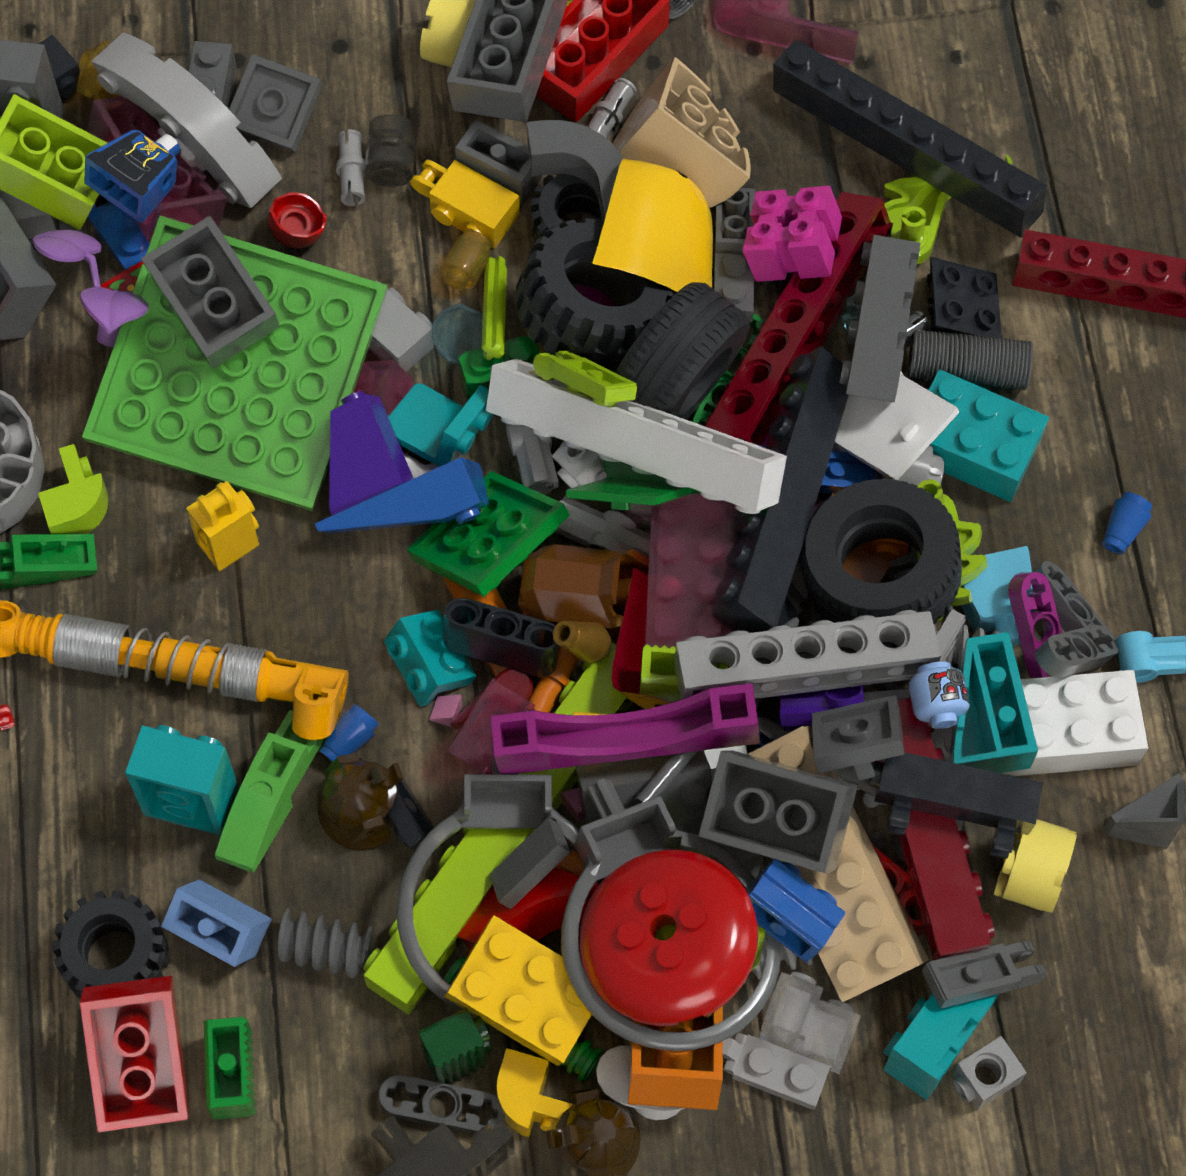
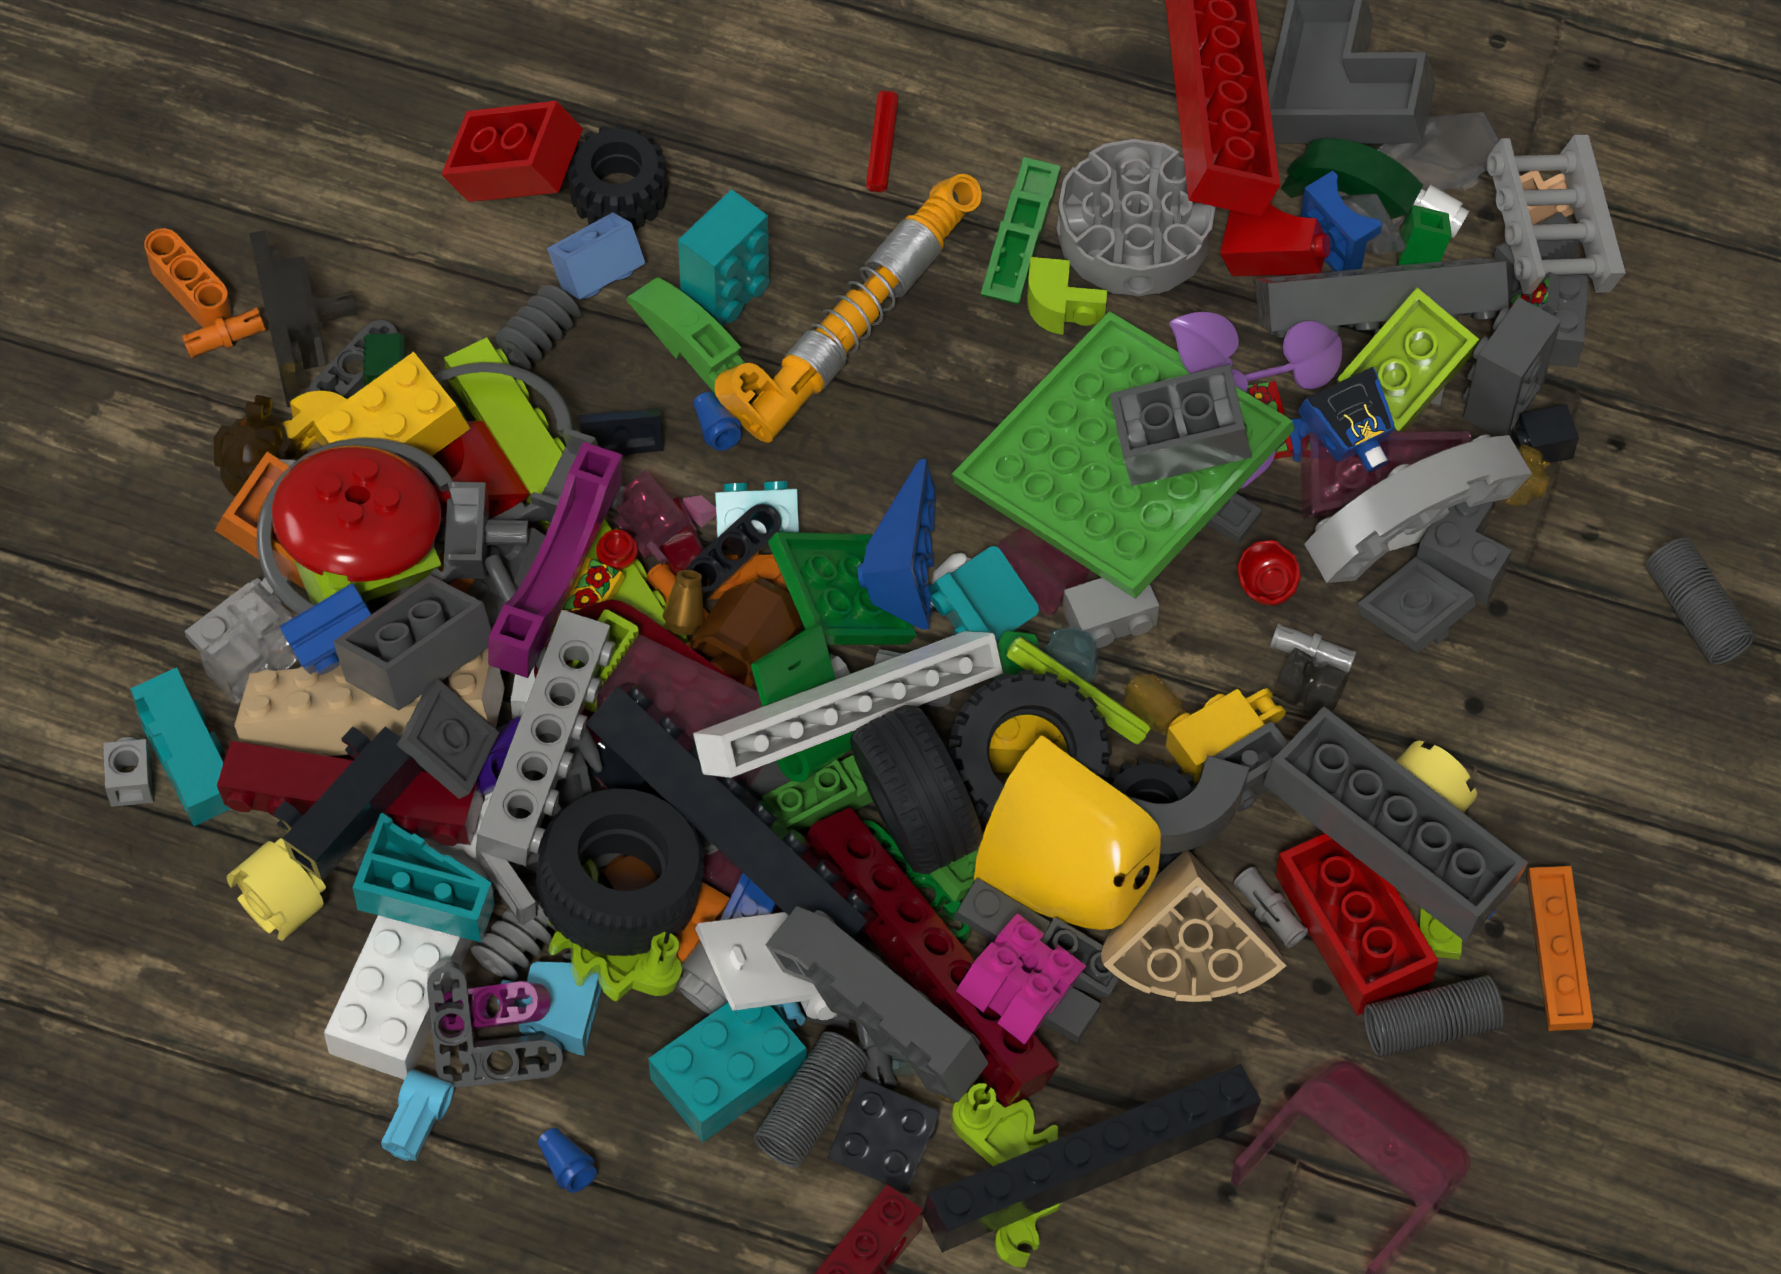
camera: 115 degrees right, 5 degrees down
(224, 525) = (960, 385): yellow brick -> none
(229, 1068) = (468, 221): green brick -> none
(356, 801) = (649, 393): dark brown helmet -> none
(363, 452) = (971, 518): dark purple slope -> none
(529, 863) = (500, 473): dark grey tile -> none
(585, 377) = (921, 681): lime hinge -> none
(939, 694) = (447, 825): light blue head -> none
(981, 973) = (200, 774): dark grey hinge -> none
(1152, 817) = (264, 1019): dark grey slope -> none

